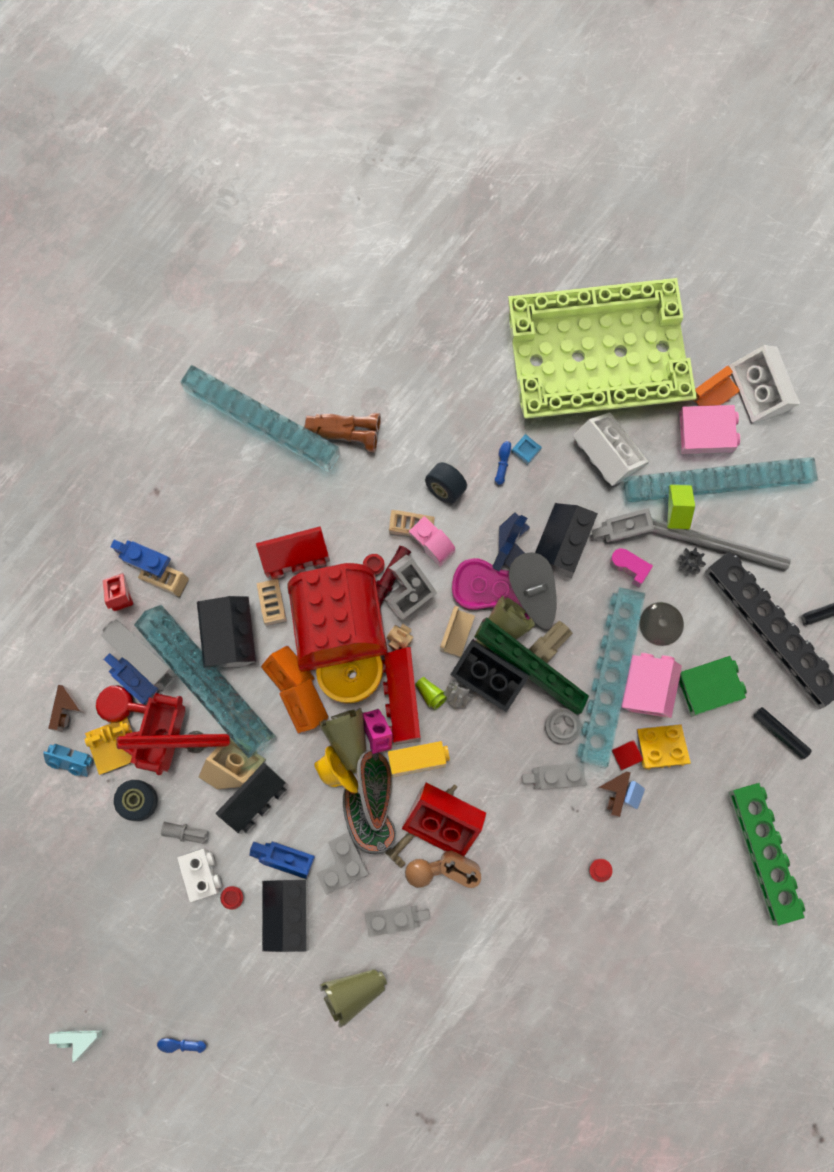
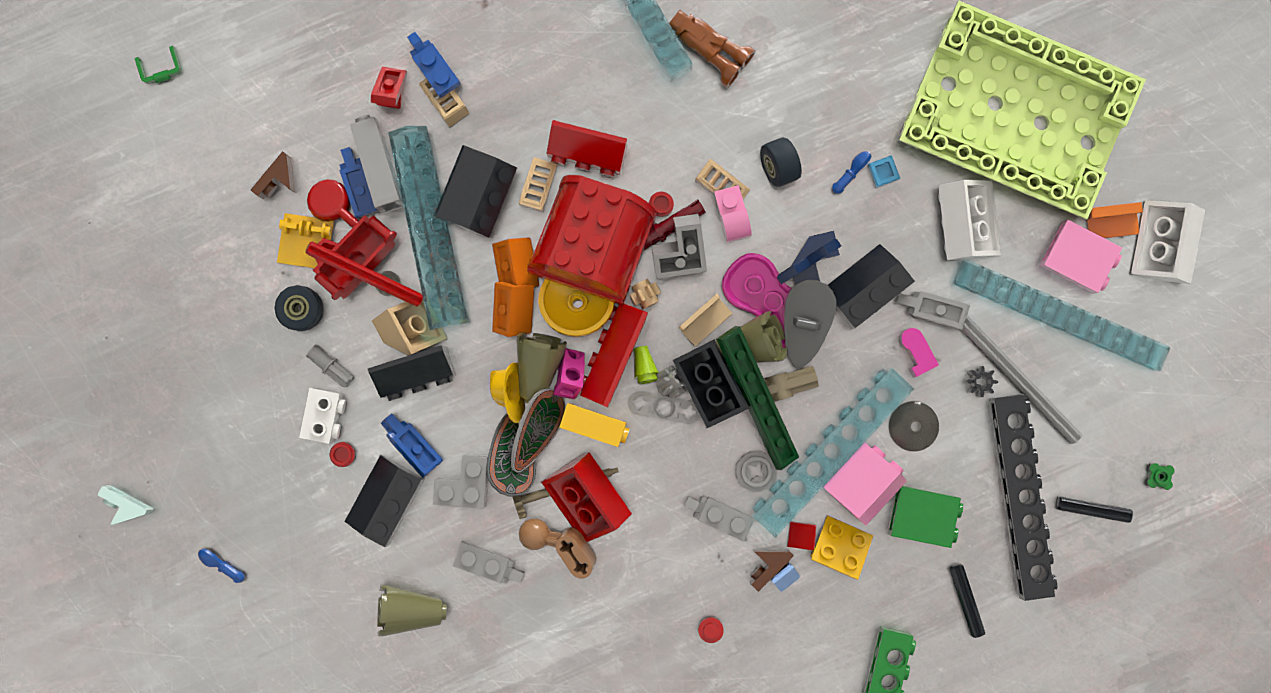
camera: 30 degrees right, 10 degrees up
(58, 757) = (246, 223): dark azure hinge -> none
(446, 716) = (644, 410): none -> light grey beam
(680, 507) = (1003, 321): lime slope -> none

